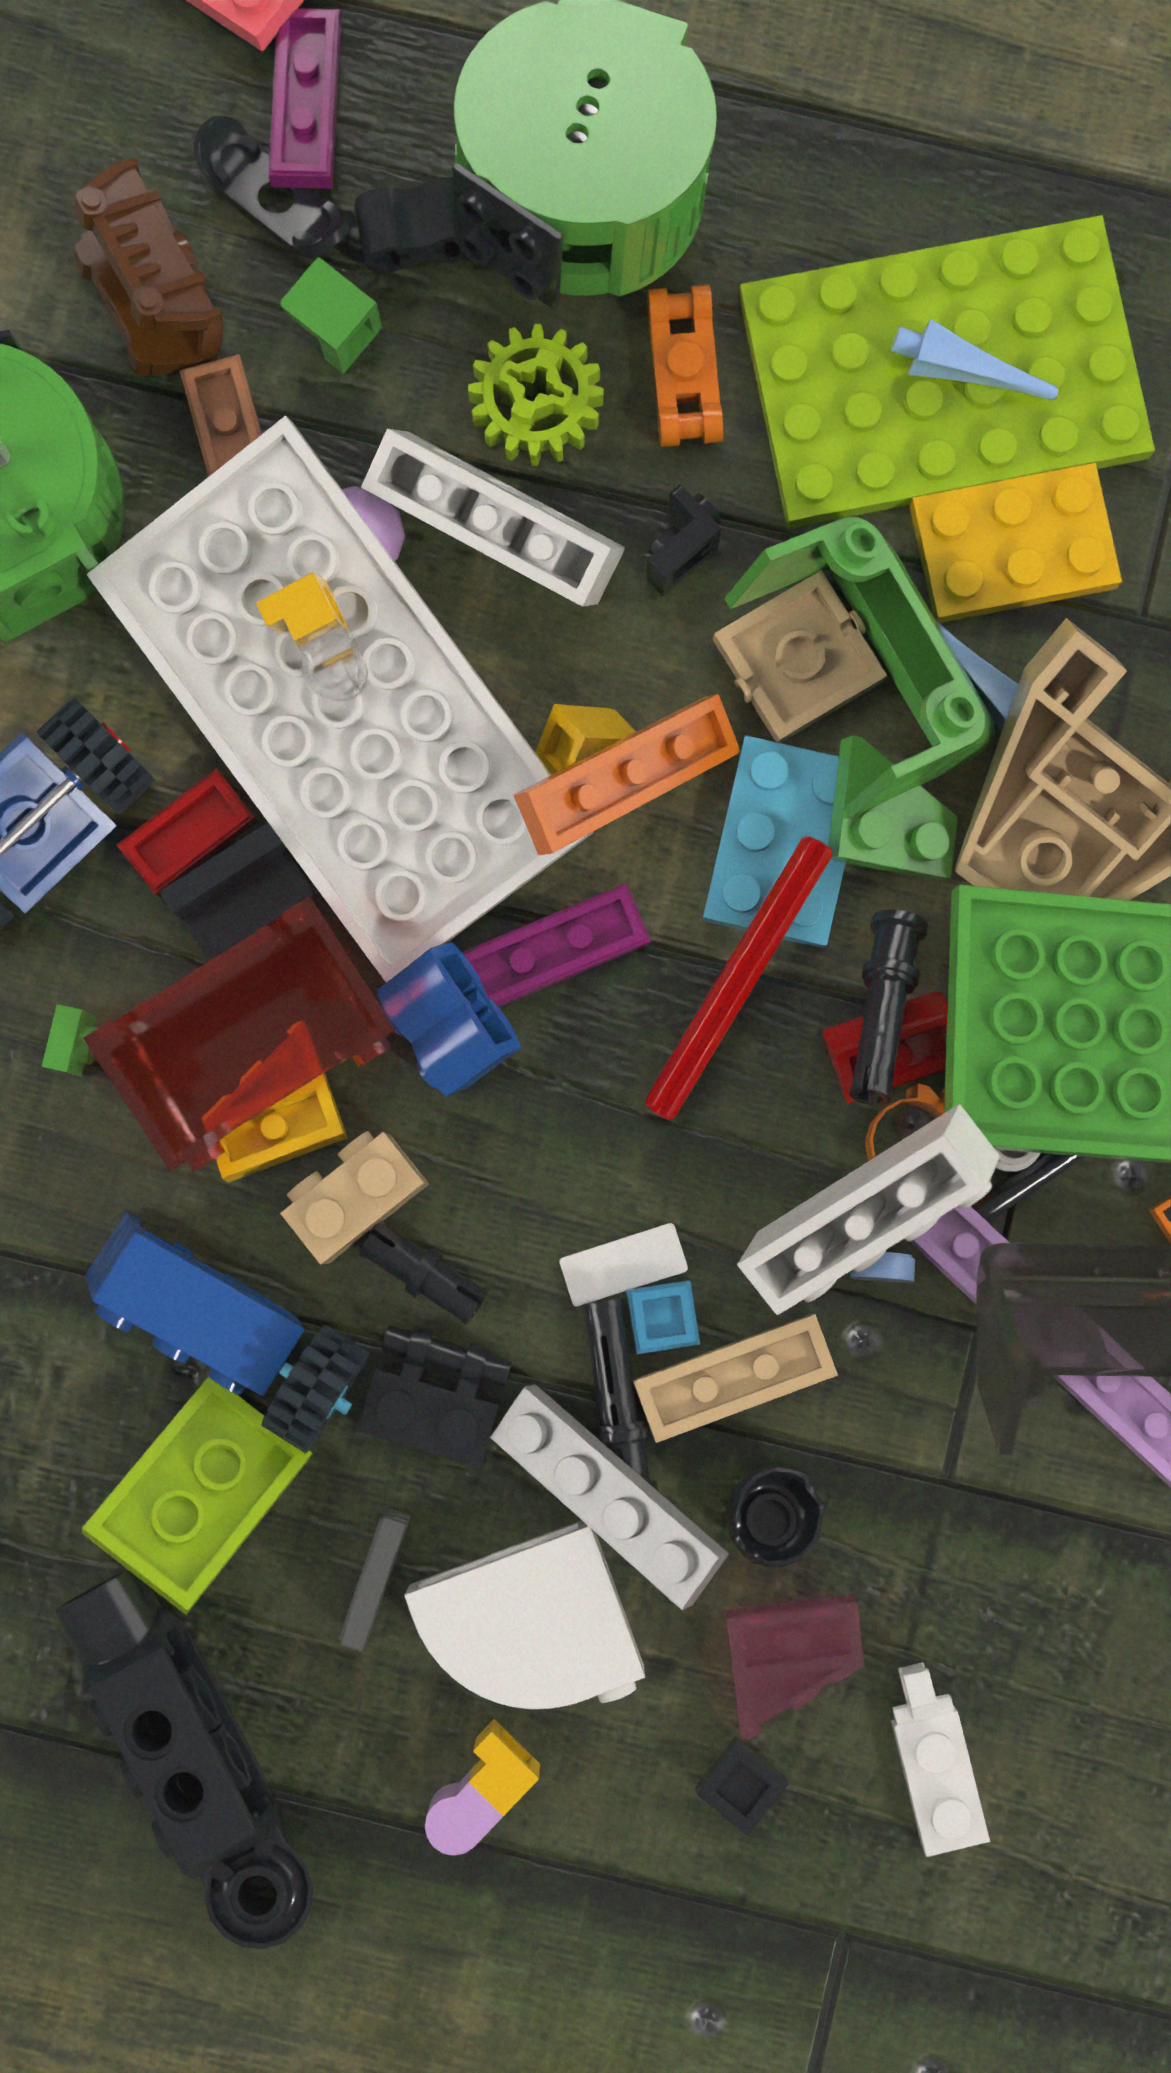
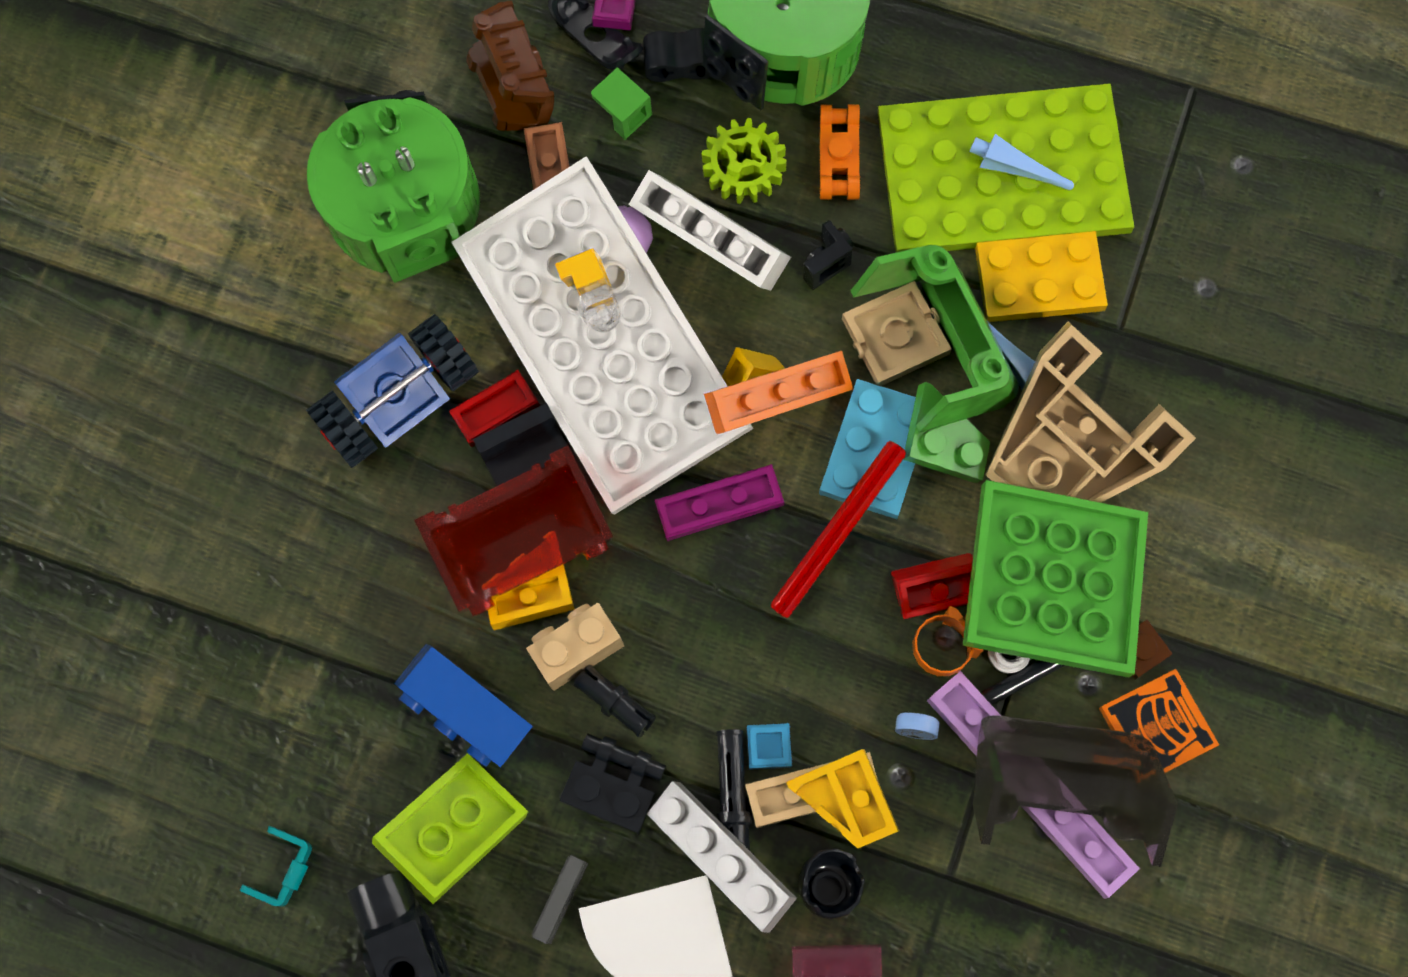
camera: 10 degrees right, 10 degrees down
(65, 1047) = (403, 530): bright green plate -> none
(315, 1388) = (535, 766): black wheel -> none
(448, 1019) = (648, 538): blue brick -> none
(623, 1264) = (747, 709): white sticker -> none
(790, 1390) = (848, 798): none -> yellow wing
(871, 1210) = (909, 680): white brick -> none
(890, 979) = (937, 538): black pin -> none

